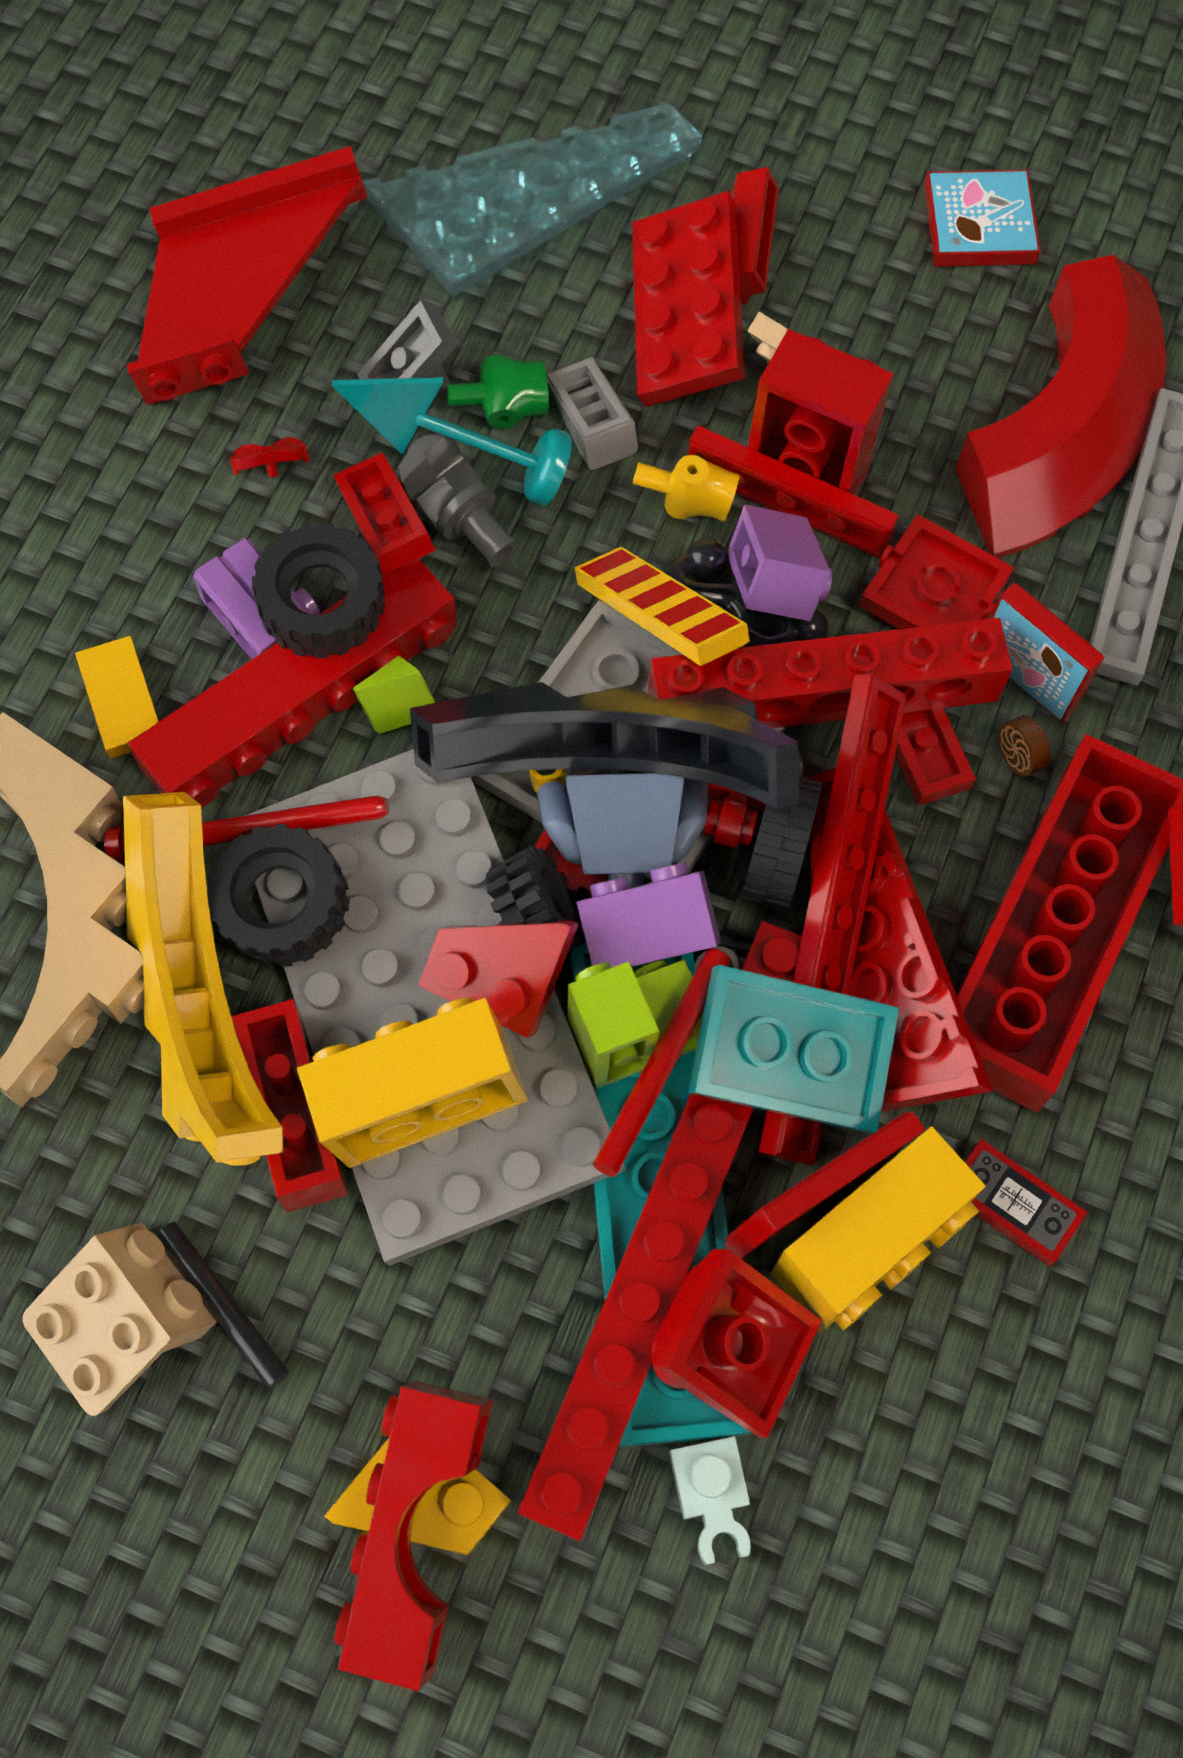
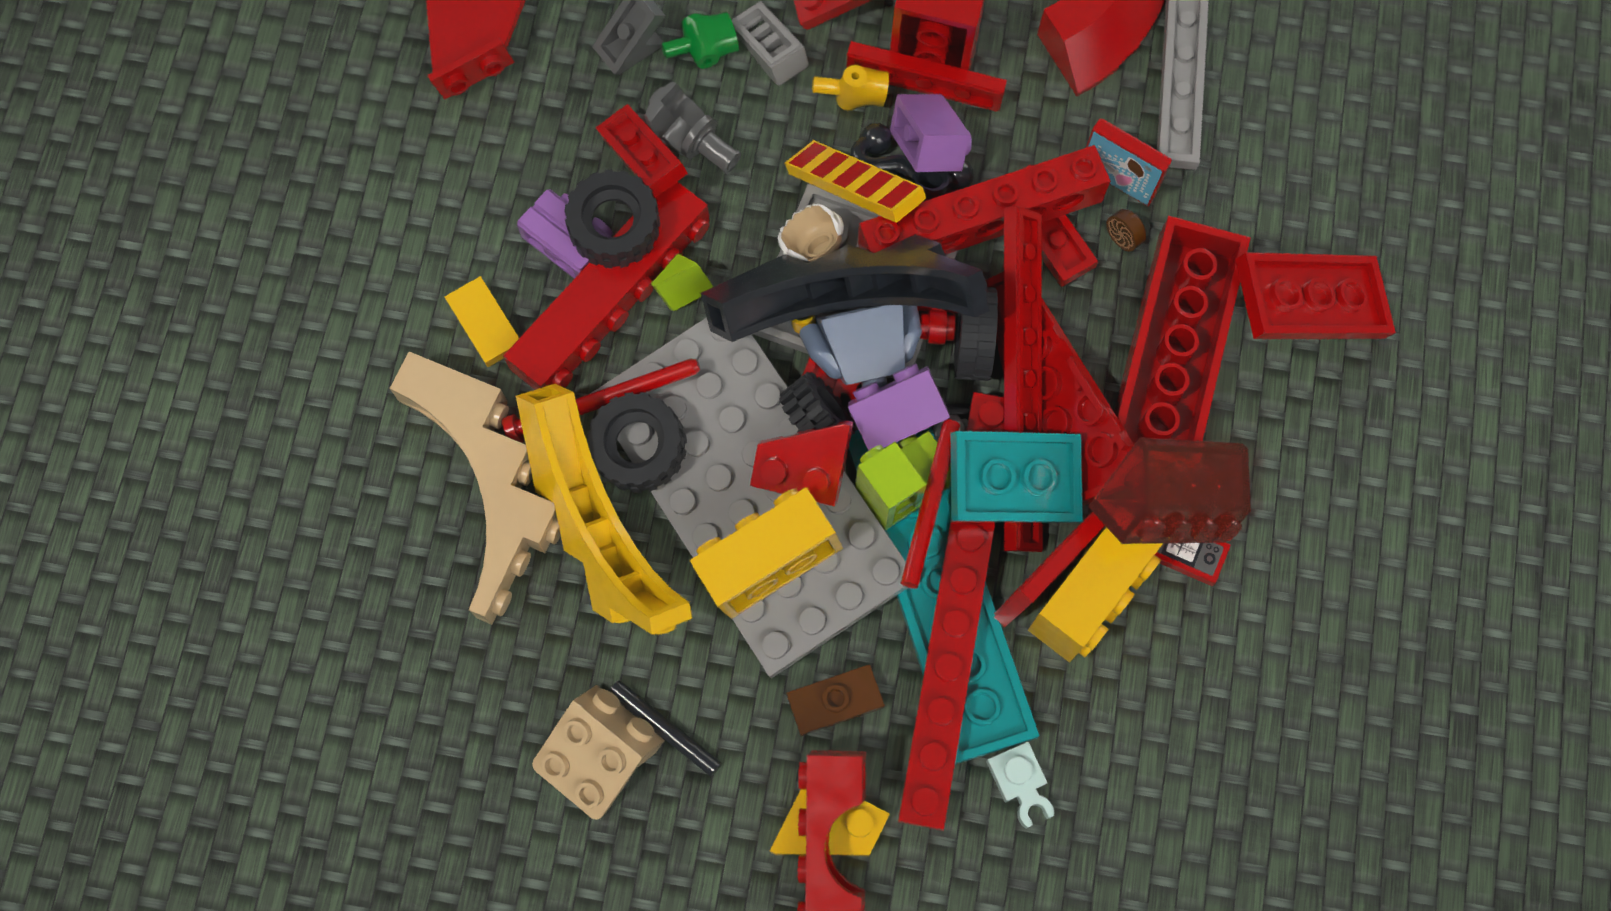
camera: 10 degrees left, 5 degrees up
(254, 455) = (532, 124): red piece -> none
(274, 1049) = (670, 558): red brick -> none
(401, 405) = (640, 70): teal piece -> none
(471, 1316) = (835, 700): none -> reddish brown plate
(585, 661) = (811, 233): none -> tan hair
(734, 1341) = (1016, 679): red slope -> none
(934, 579) = (1041, 123): red plate -> none
(1019, 1117) = (1177, 492): none -> clear red slope

